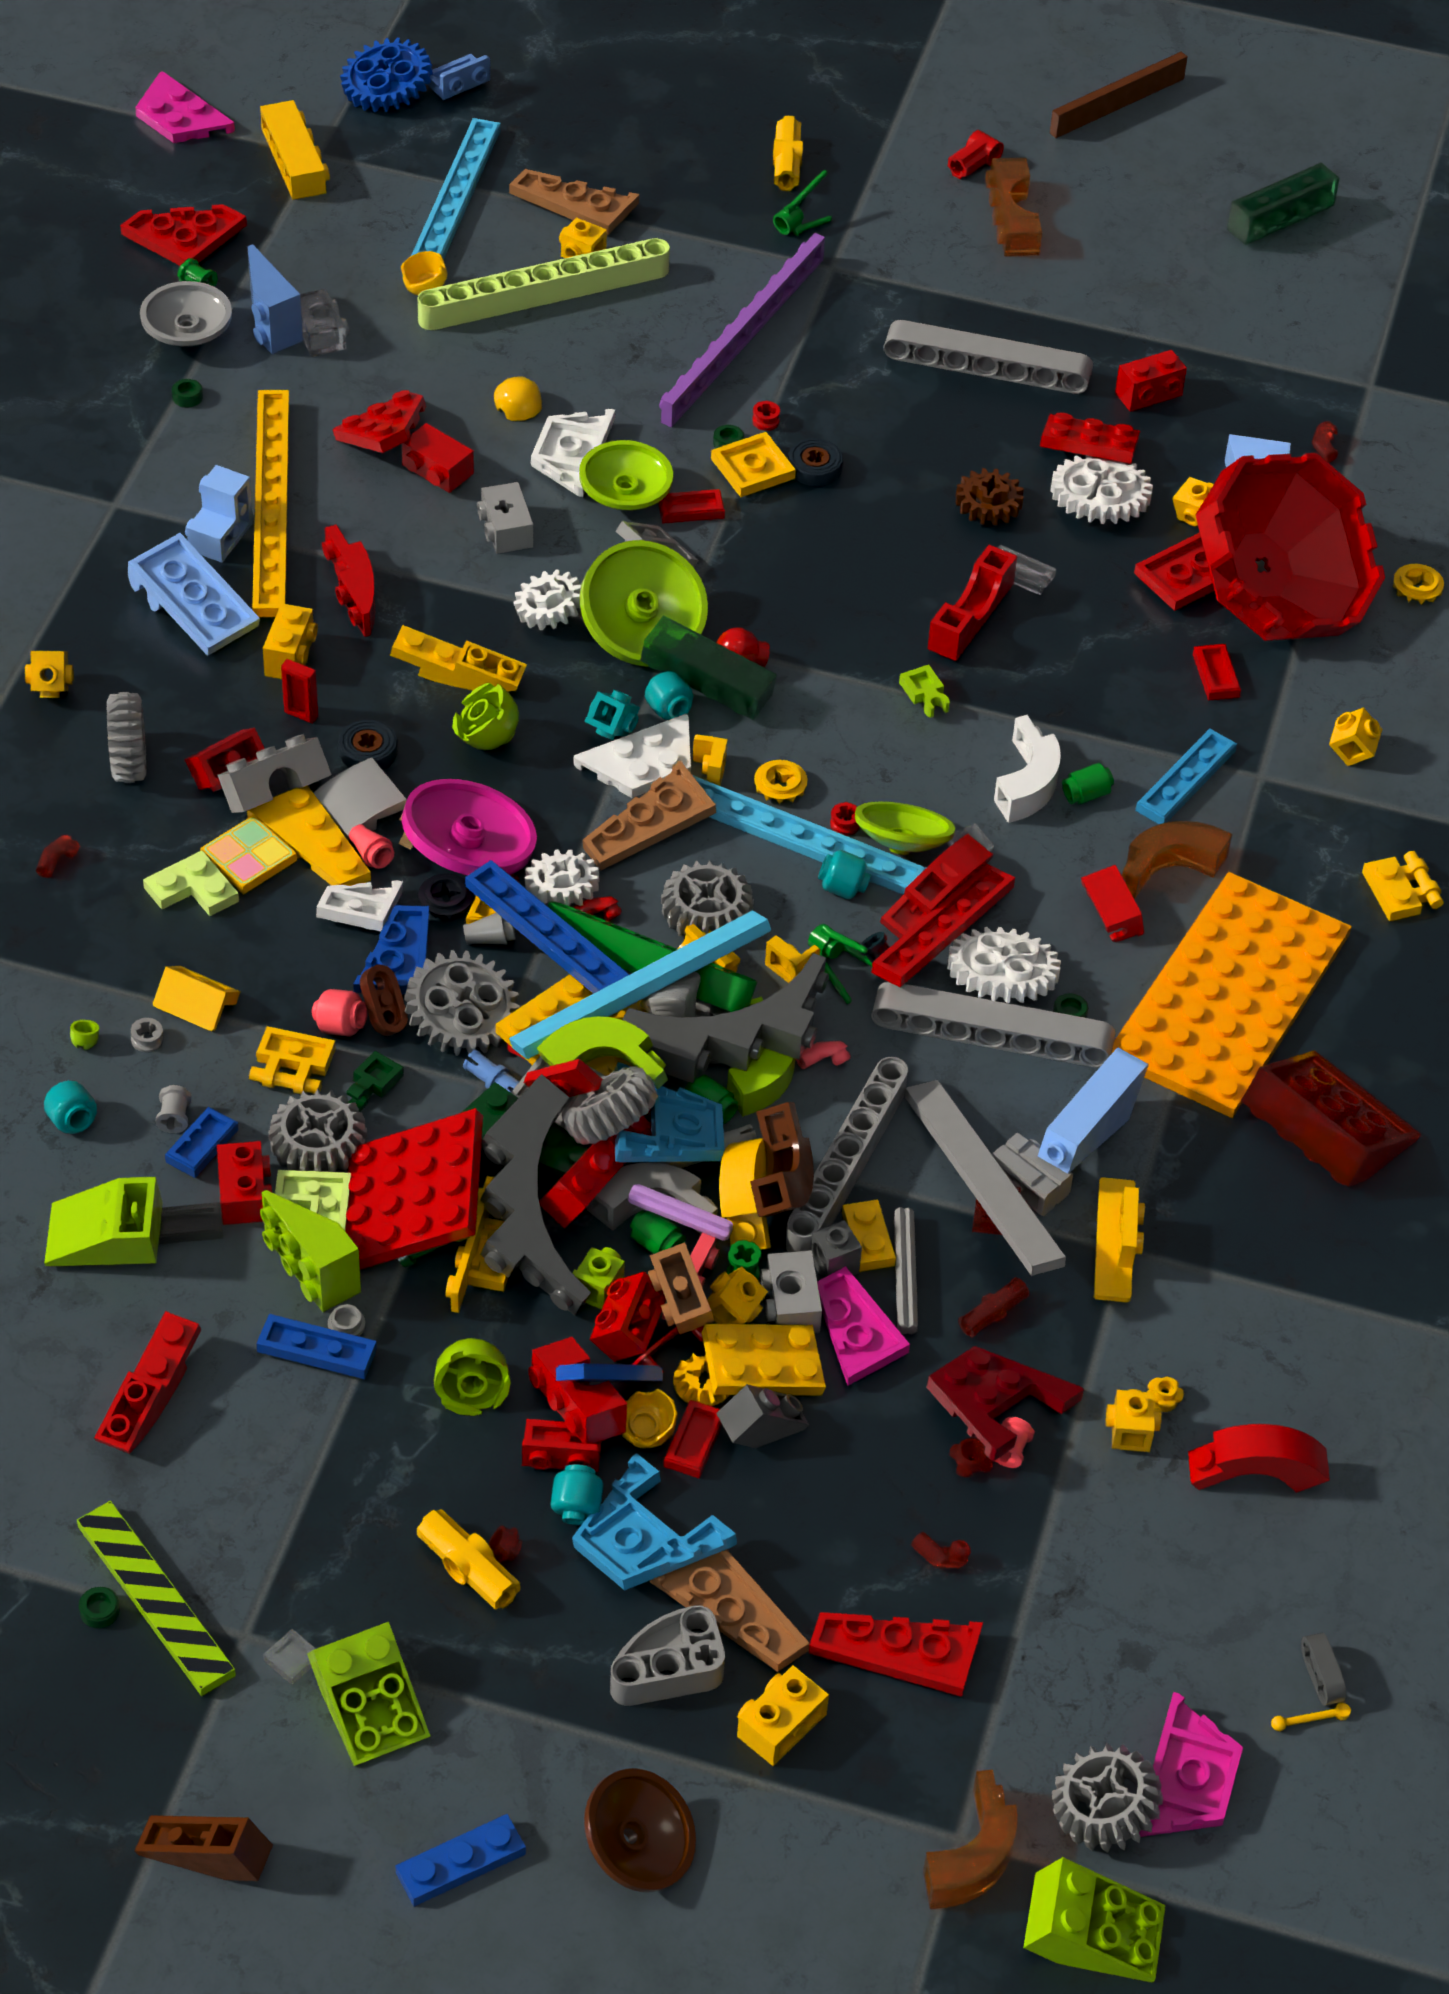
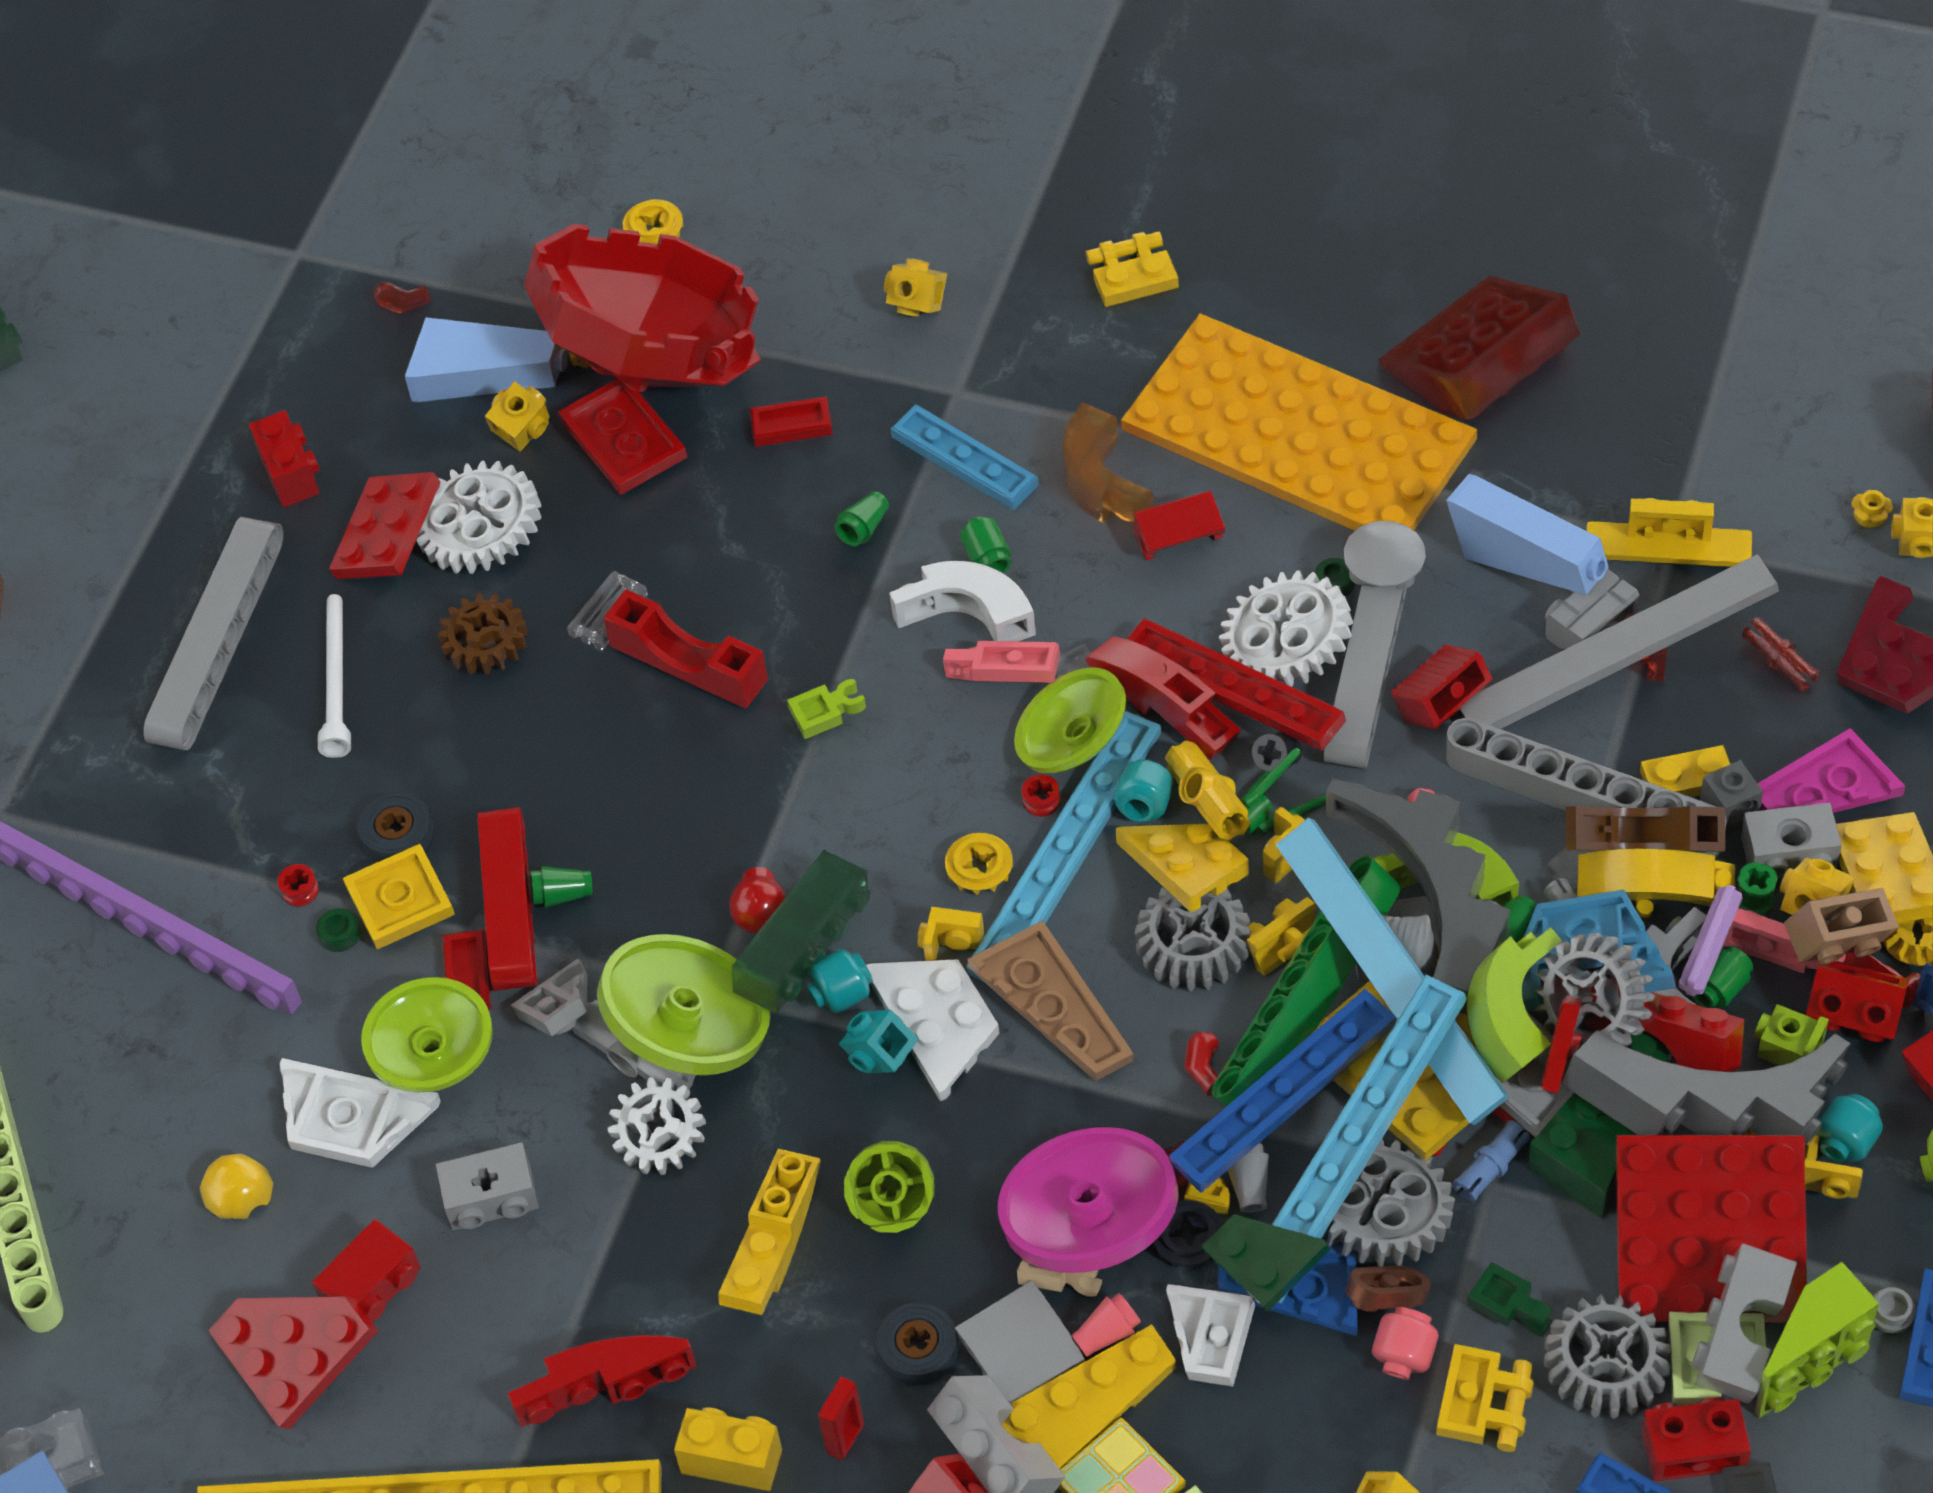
camera: 80 degrees left, 5 degrees up
(351, 1200) = (1729, 1360): none -> light grey arch
(402, 913) = (1264, 1257): none -> dark green wing
(498, 963) = (1371, 1108): none -> medium azure tile
(507, 1302) = (1849, 1128): none -> teal head
(562, 878) = (1168, 1111): white gear -> none
(749, 519) = (507, 899): none -> red beam
(760, 544) = (559, 885): none -> green cone
(774, 890) = (1185, 859): none -> yellow wing
(837, 905) = (1207, 790): none -> yellow piece
(895, 425) = (334, 737): none -> white piece
(905, 1271) = (1736, 738): light grey axle -> none
(947, 1063) = (1441, 686): none -> red brick
(968, 793) = (1004, 662): none -> coral hinge
(1074, 1021) = (1384, 555): none -> light grey dish
(1113, 710) = (861, 519): none -> green cone

